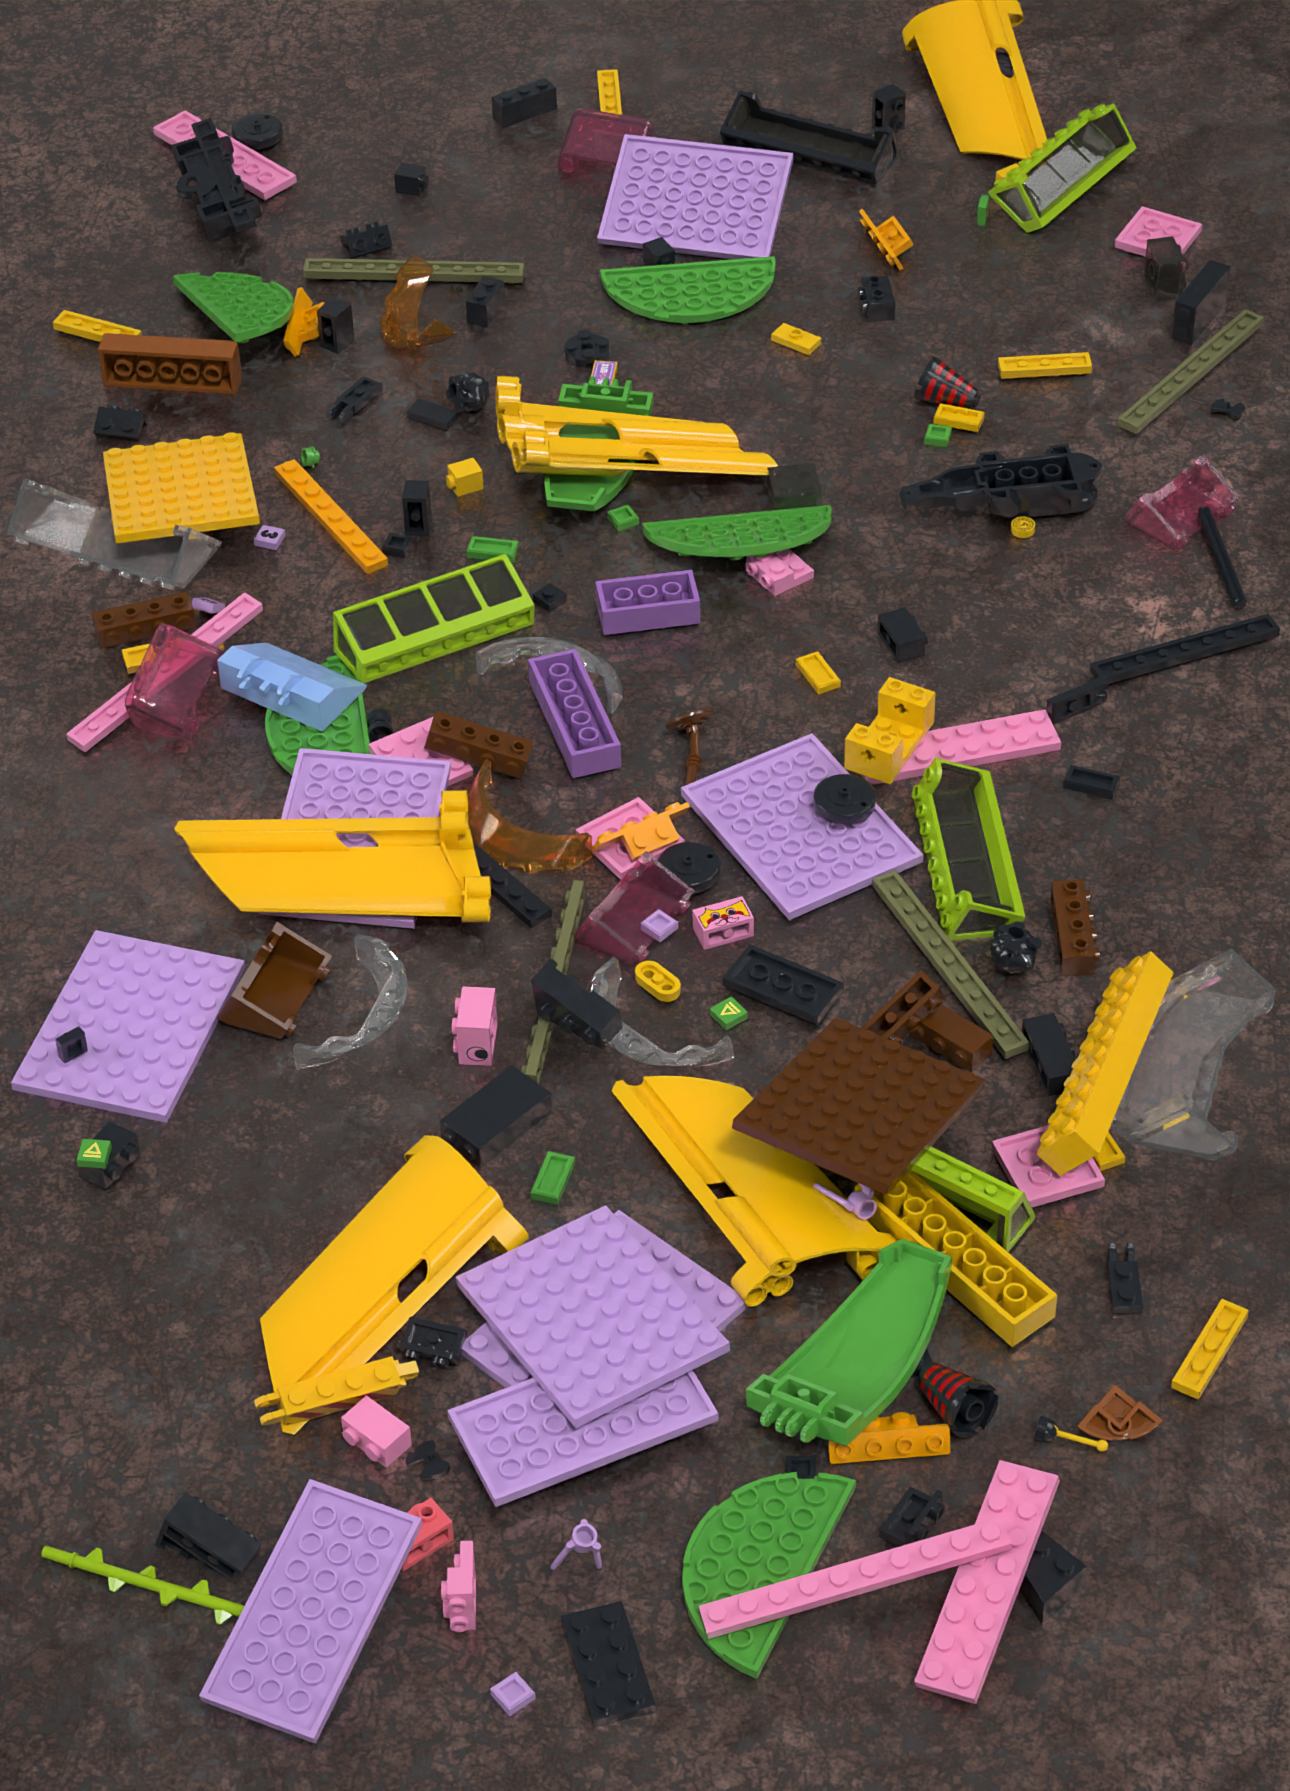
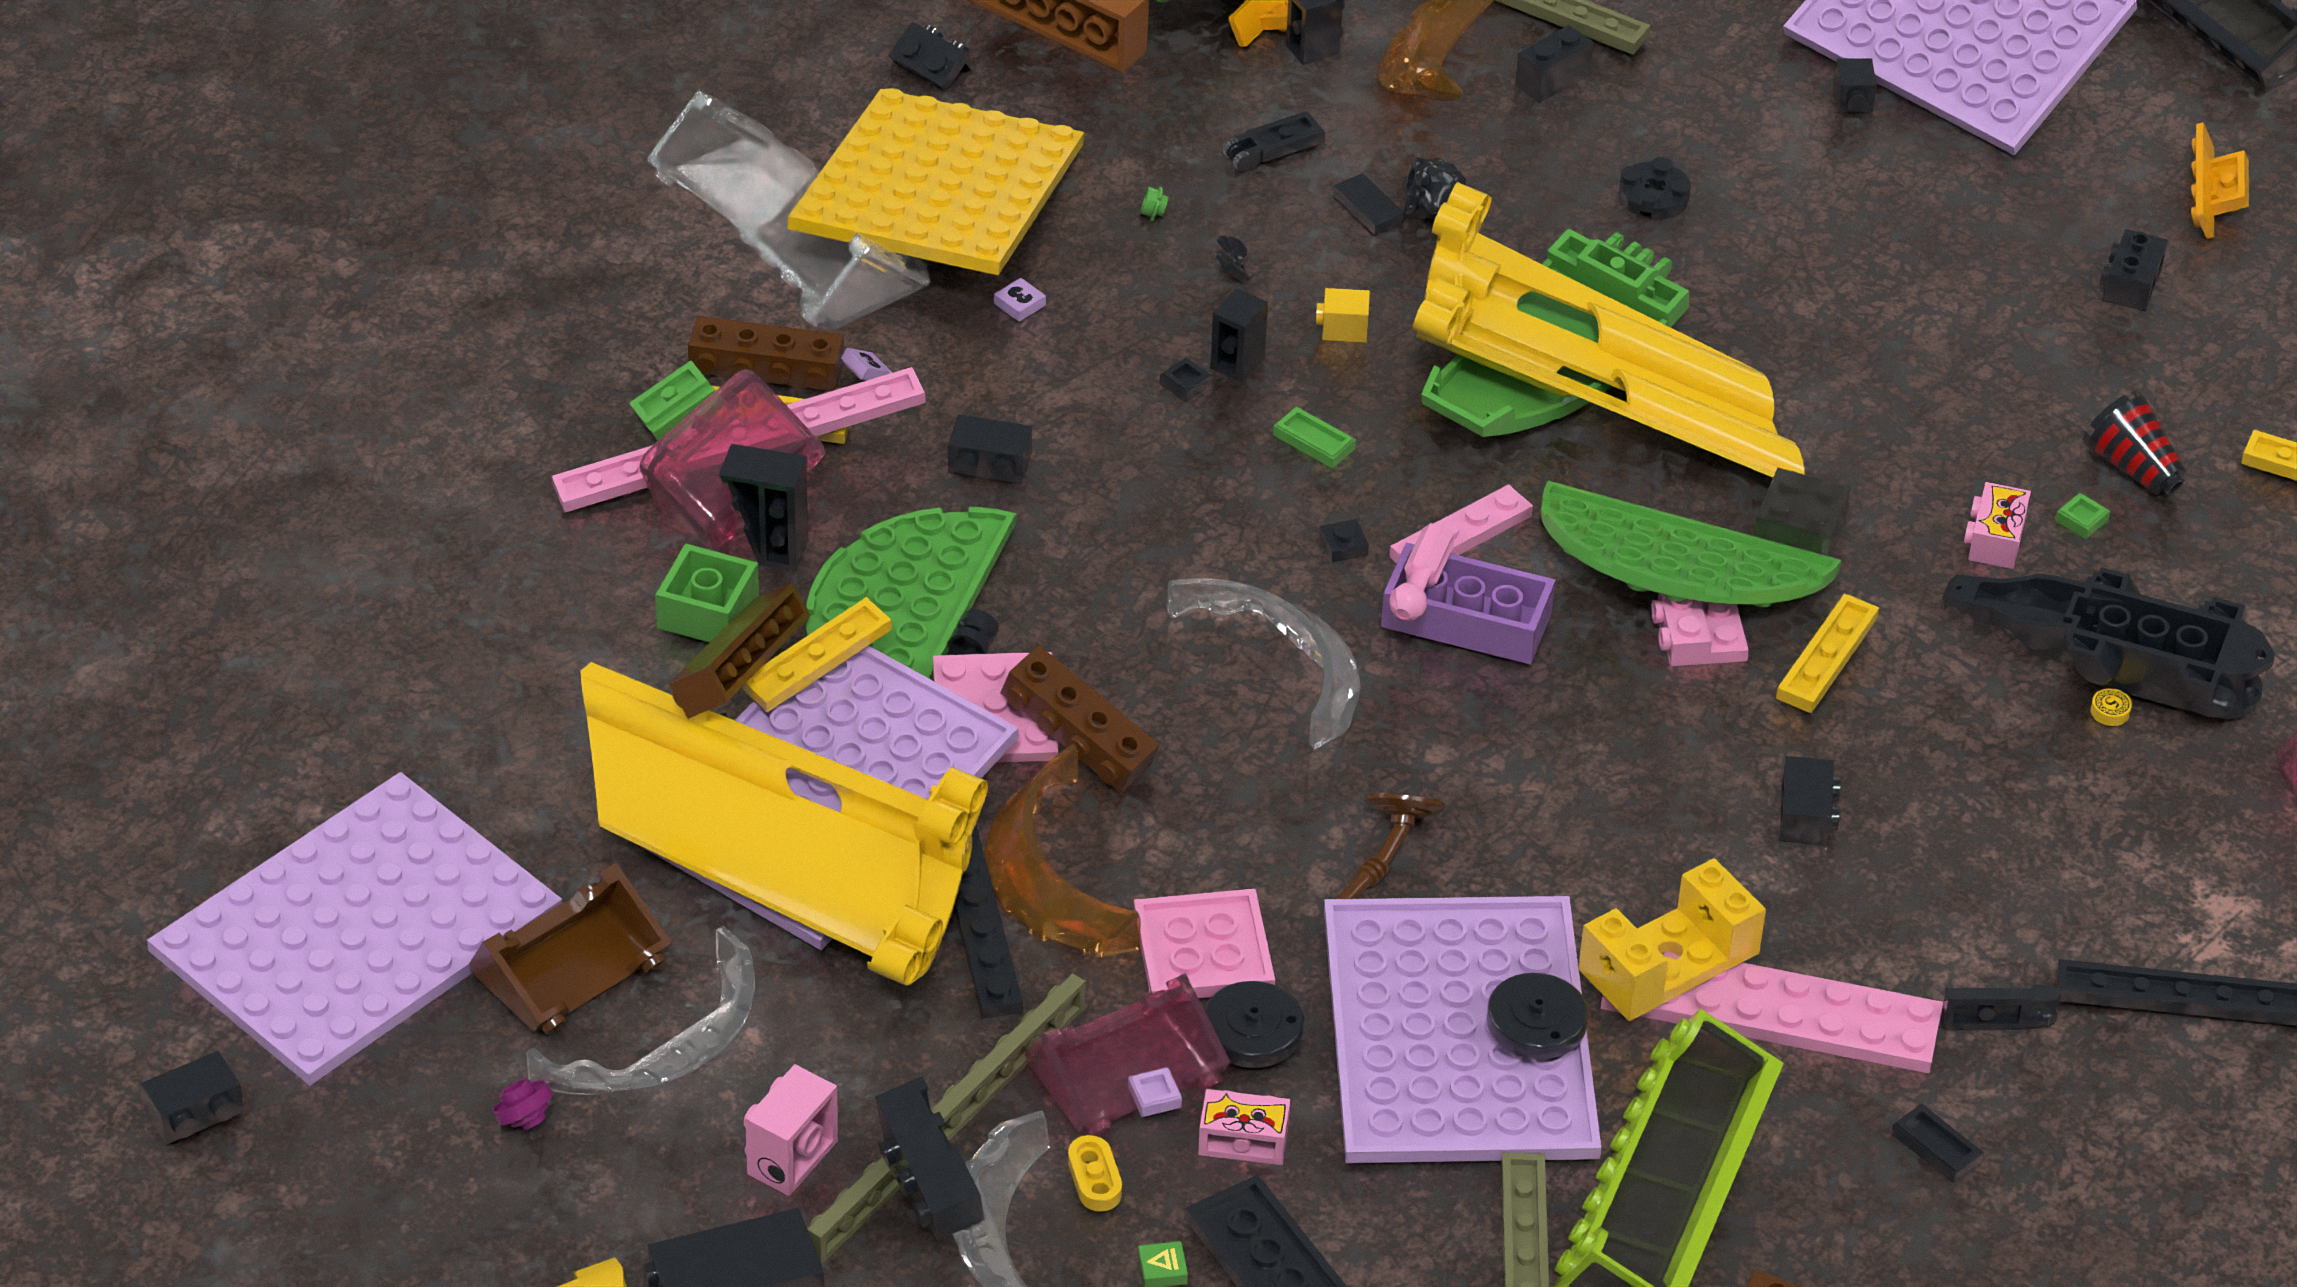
camera: 25 degrees right, 0 degrees up
(71, 1044) = (246, 921): black plate -> none
(94, 1153) = (163, 1088): bright green tile -> none
(110, 665) = (672, 399): none -> bright green plate
(210, 762) = (704, 592): none -> bright green brick
(219, 693) = (772, 500): none -> black wedge
(262, 781) = (739, 650): none -> reddish brown brick
(287, 683) = (889, 522): light blue piece -> none
(306, 1077) = (523, 1103): none -> magenta plate
(307, 766) = (817, 654): none -> yellow plate
(311, 622) = (989, 449): none -> black brick
(331, 516) = (1124, 302): light orange plate -> none
(377, 469) = (1234, 261): none -> black piece
(431, 619) = (1144, 507): window -> none
(574, 713) = (1248, 727): medium lavender brick -> none
(603, 370) = (1655, 233): medium lavender tile -> none
(612, 564) = (1478, 521): none -> bright pink plate
(619, 592) = (1422, 571): none -> bright pink piece
(623, 517) = (1531, 462): bright green tile -> none
(648, 835) = (1220, 951): light orange bracket -> none
(691, 290) = (1871, 155): bright green plate -> none
(796, 339) = (1973, 287): yellow plate -> none
(818, 673) = (1649, 808): yellow tile -> none
(857, 555) = (1827, 653): none -> yellow plate
(900, 455) = (1998, 525): none -> bright pink brick
(958, 417) = (2130, 500): yellow plate -> none

